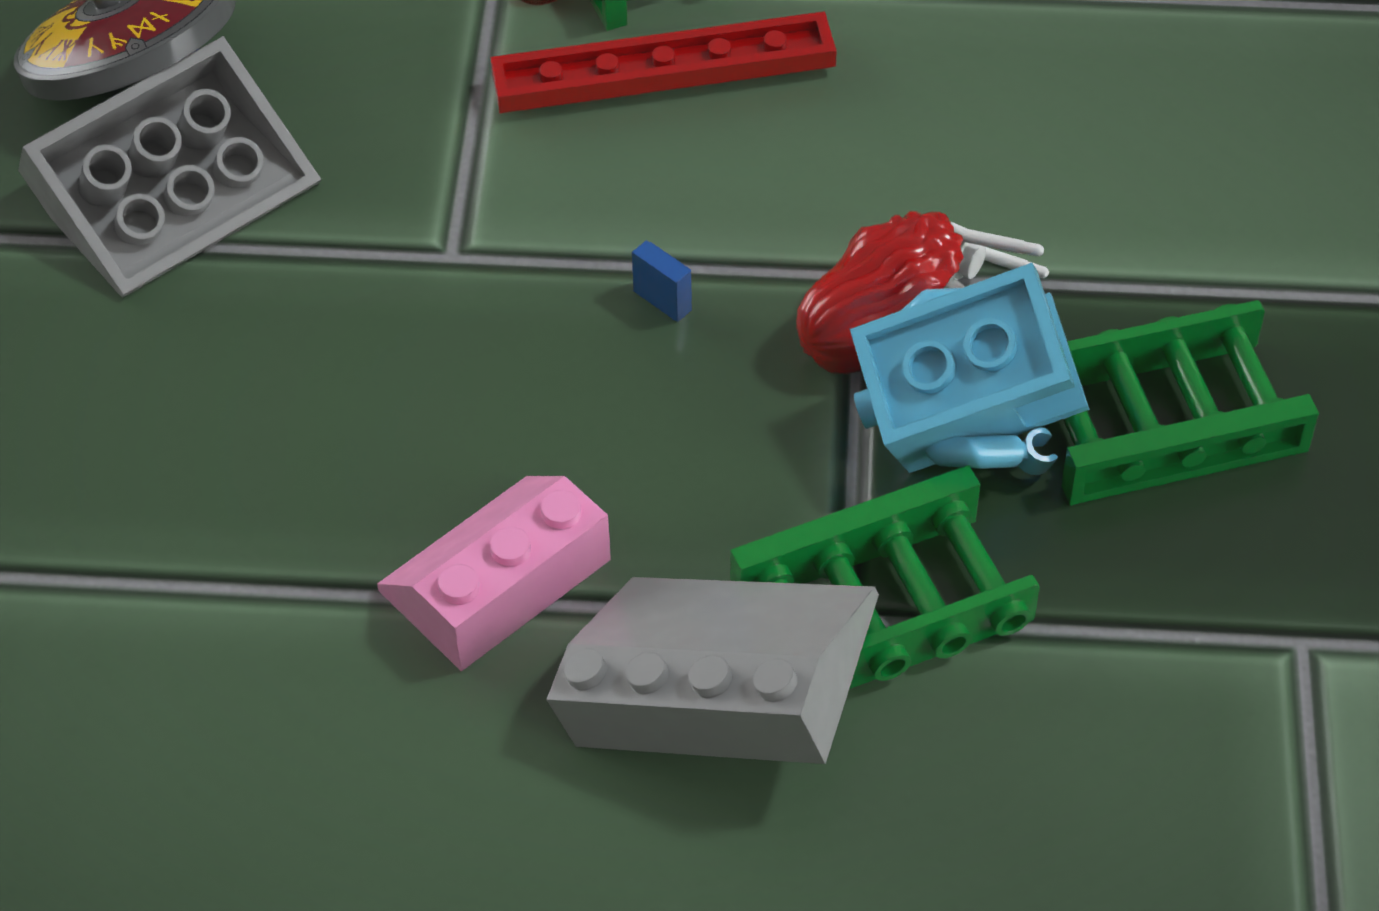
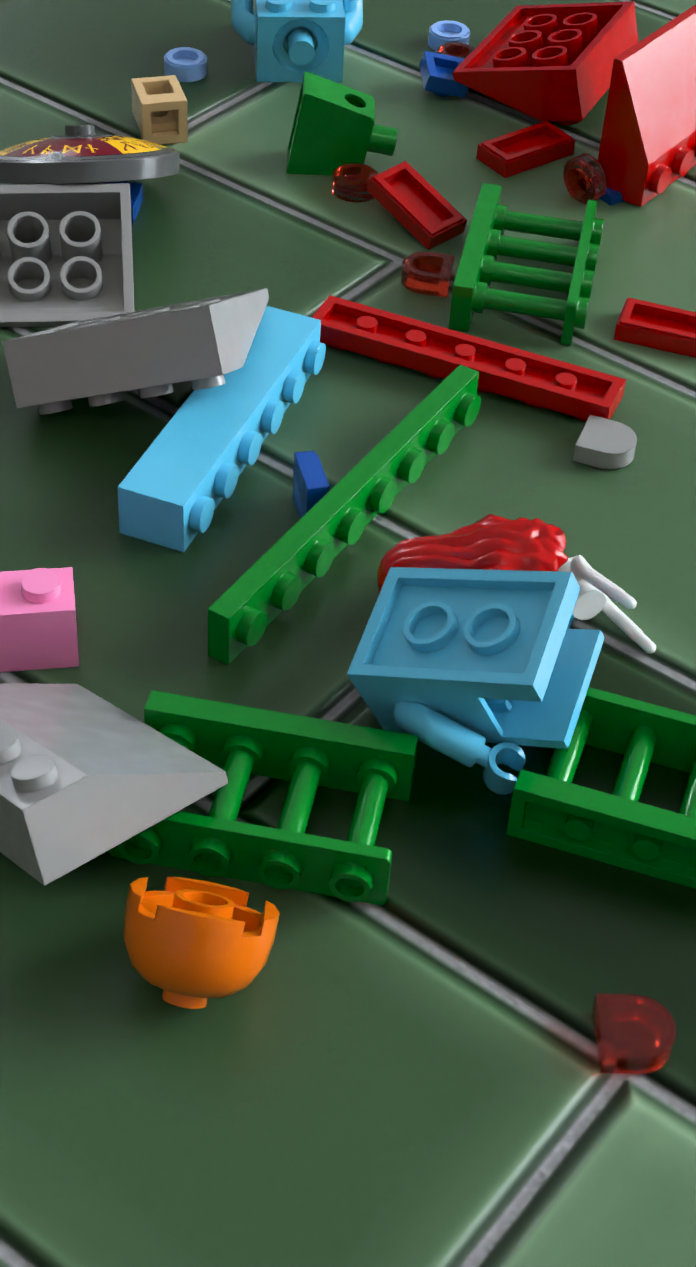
camera: 30 degrees right, 10 degrees down
(393, 217) = (134, 351): none -> light grey slope
(524, 254) = (219, 433): none -> medium azure brick
(713, 293) = (340, 516): none -> green plate
(850, 86) = (605, 444): none -> light grey tile
(954, 733) = (196, 938): none -> orange cylinder
(1290, 612) = (632, 1033): none -> clear red tile

